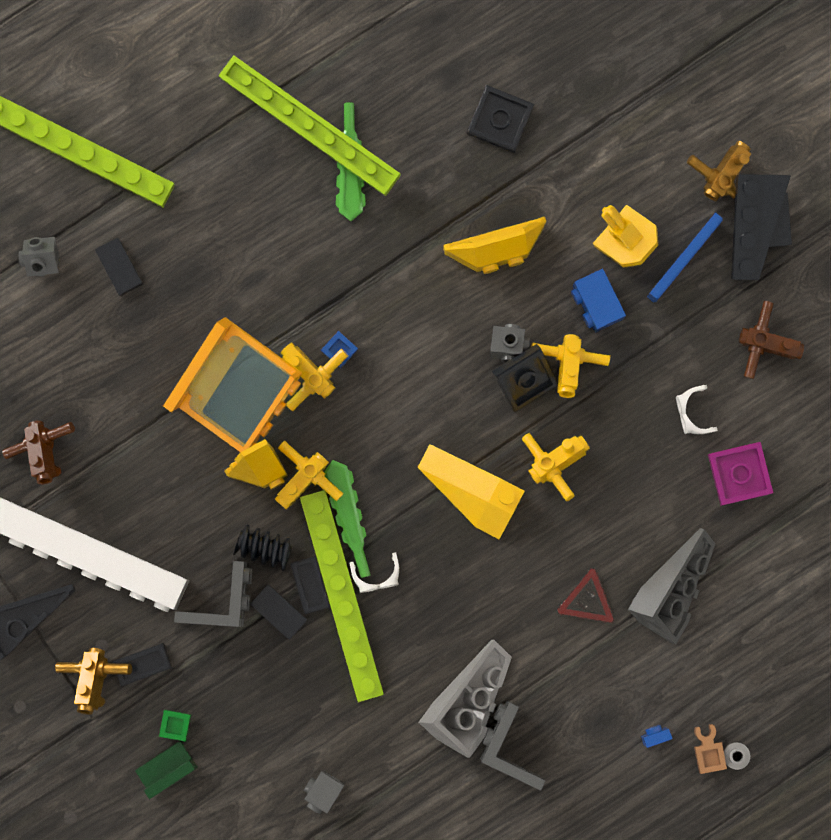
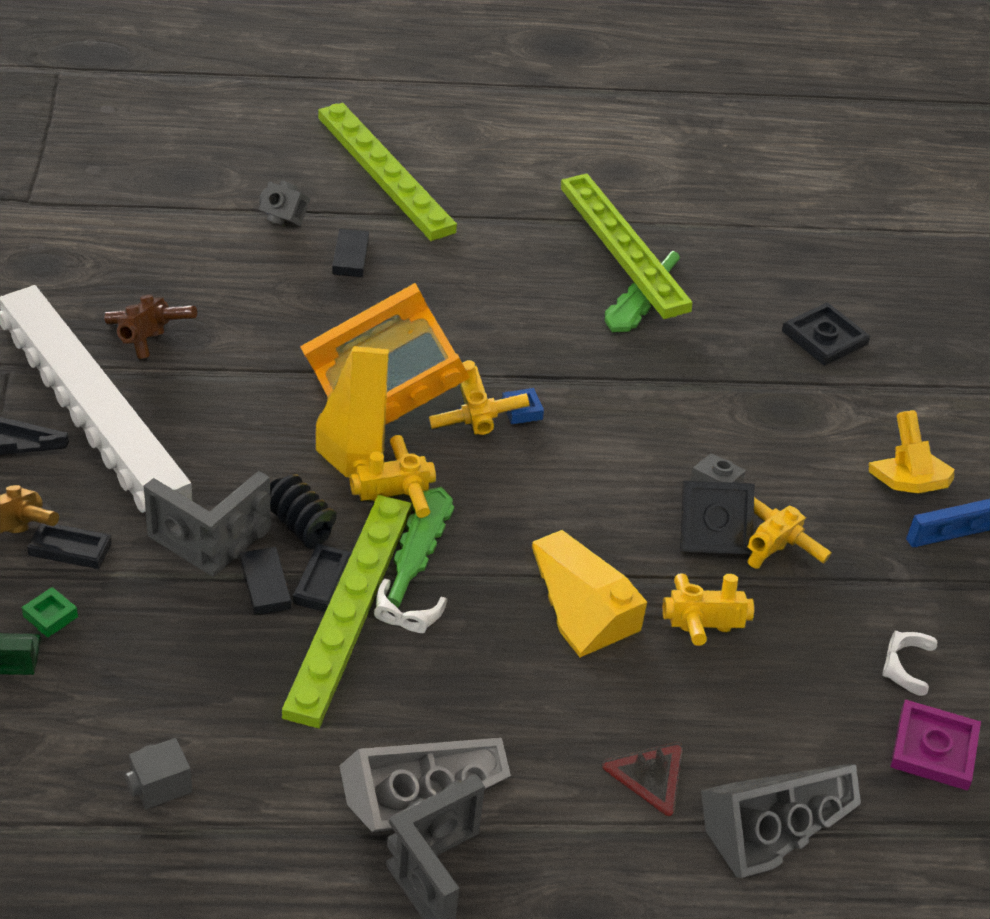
camera: 25 degrees right, 40 degrees down
(497, 247) = (760, 403): yellow wedge -> none
(598, 301) = (846, 504): blue brick -> none

